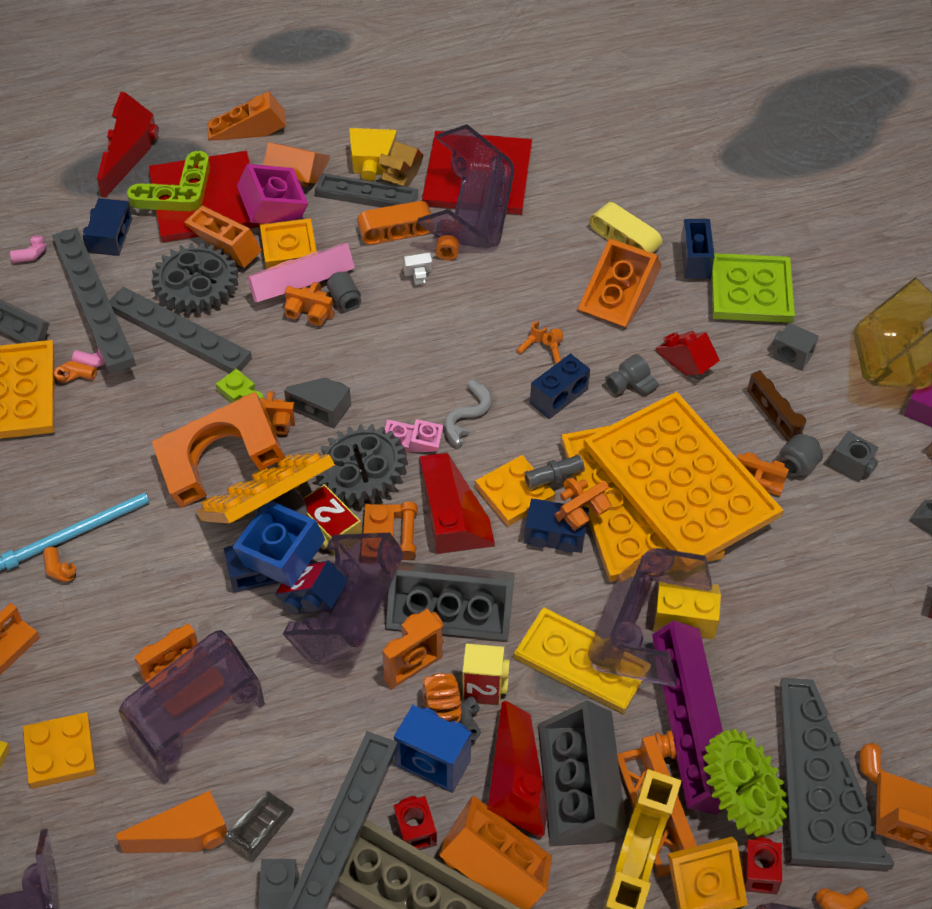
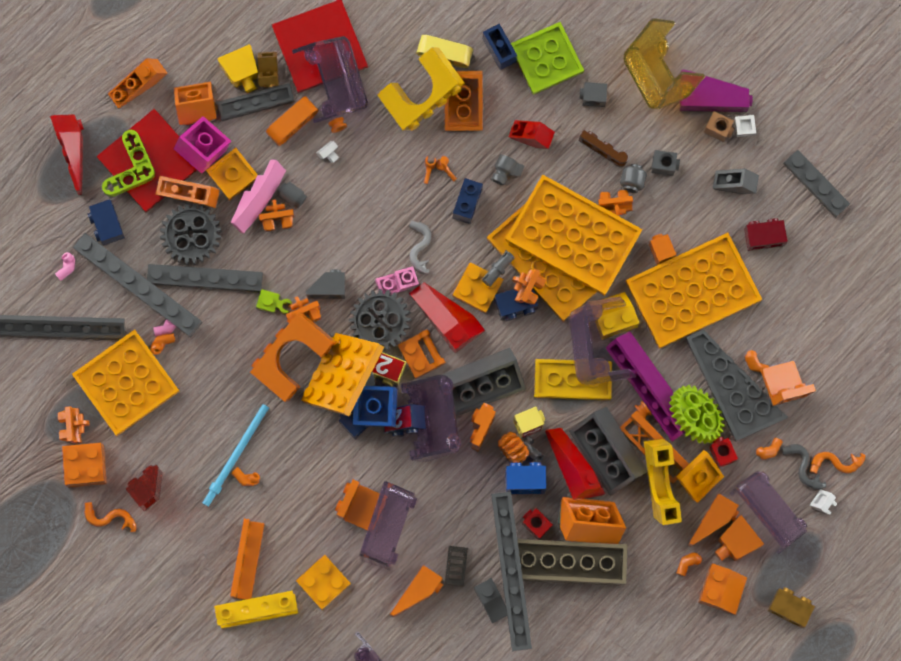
camera: 30 degrees left, 25 degrees up
(602, 243) = (445, 83): none -> yellow arch
(800, 554) = (662, 248): none -> orange brick
(823, 627) = (693, 290): none -> light orange plate

